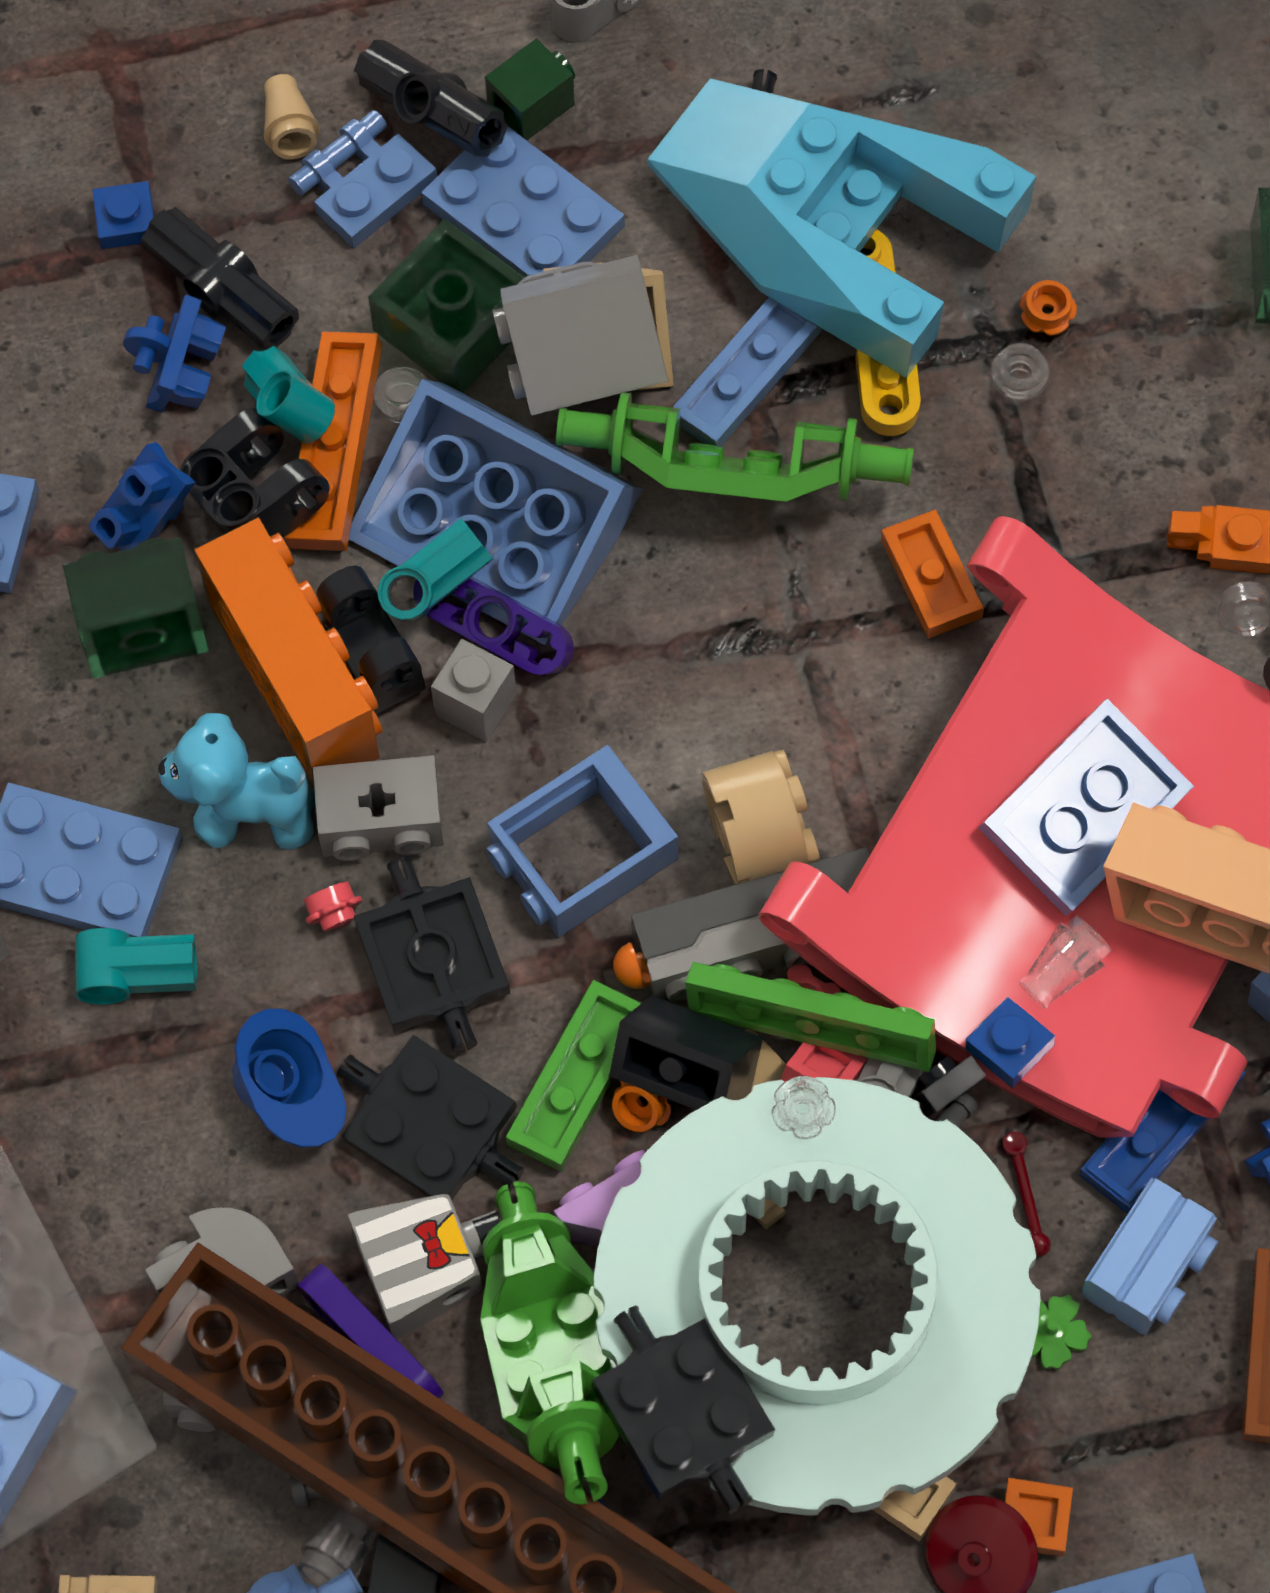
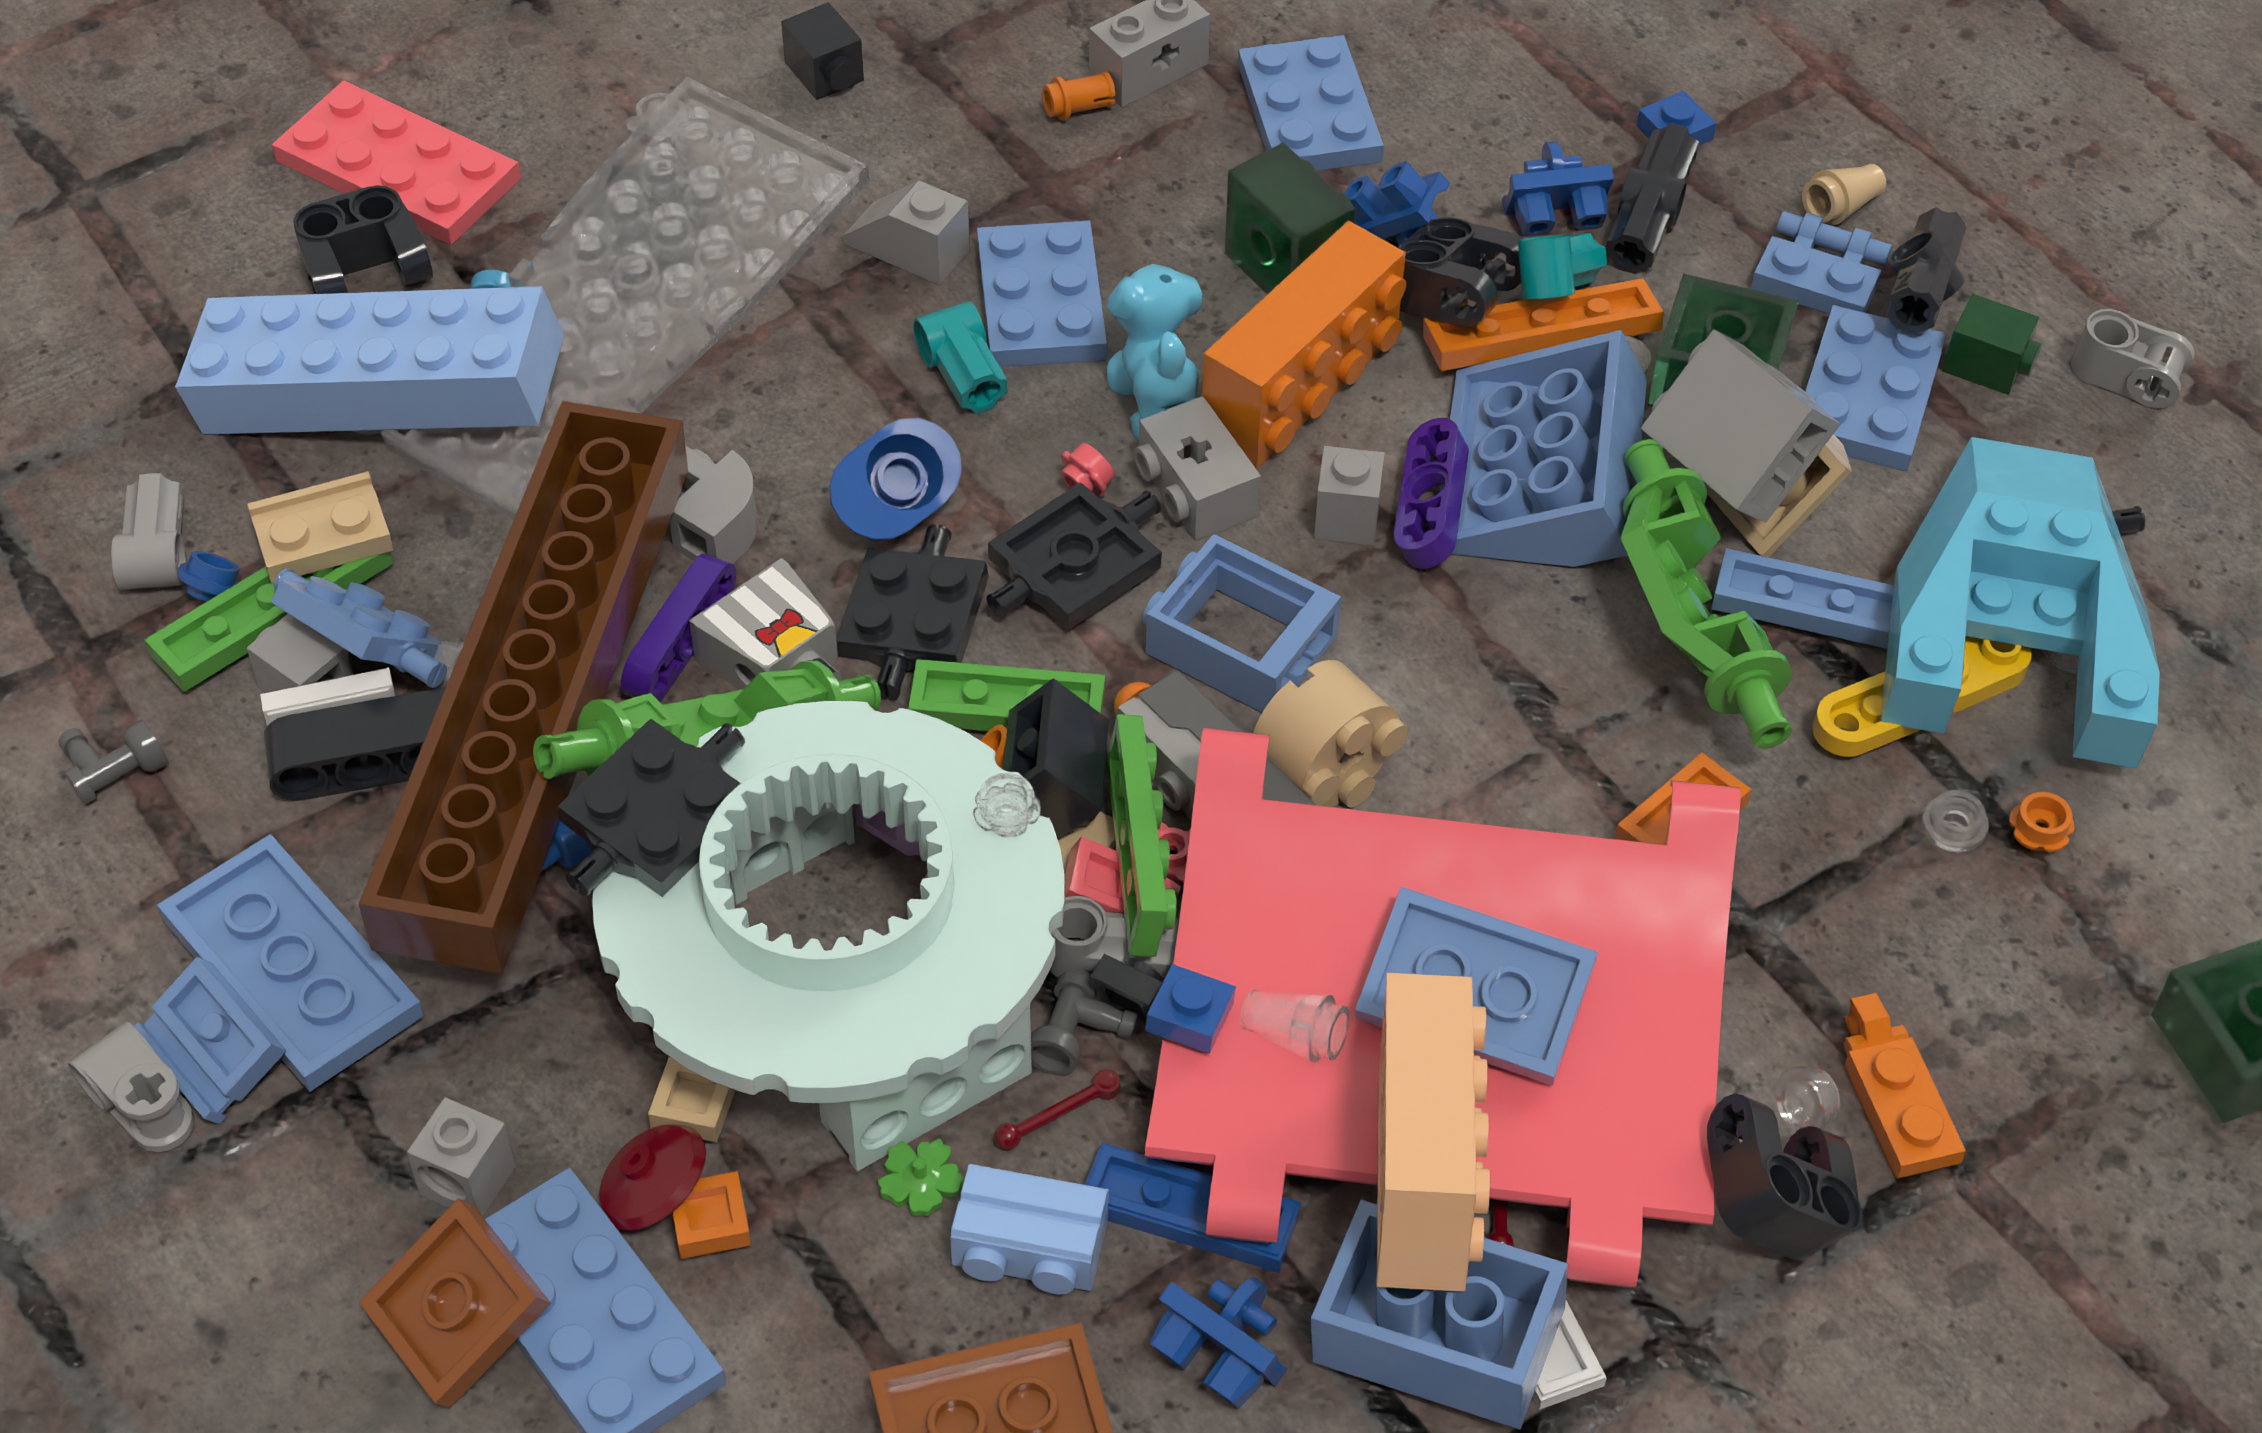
camera: 65 degrees right, 15 degrees down
(371, 638) = (1356, 403): black piece -> none
(439, 568) = (1435, 410): teal piece -> none

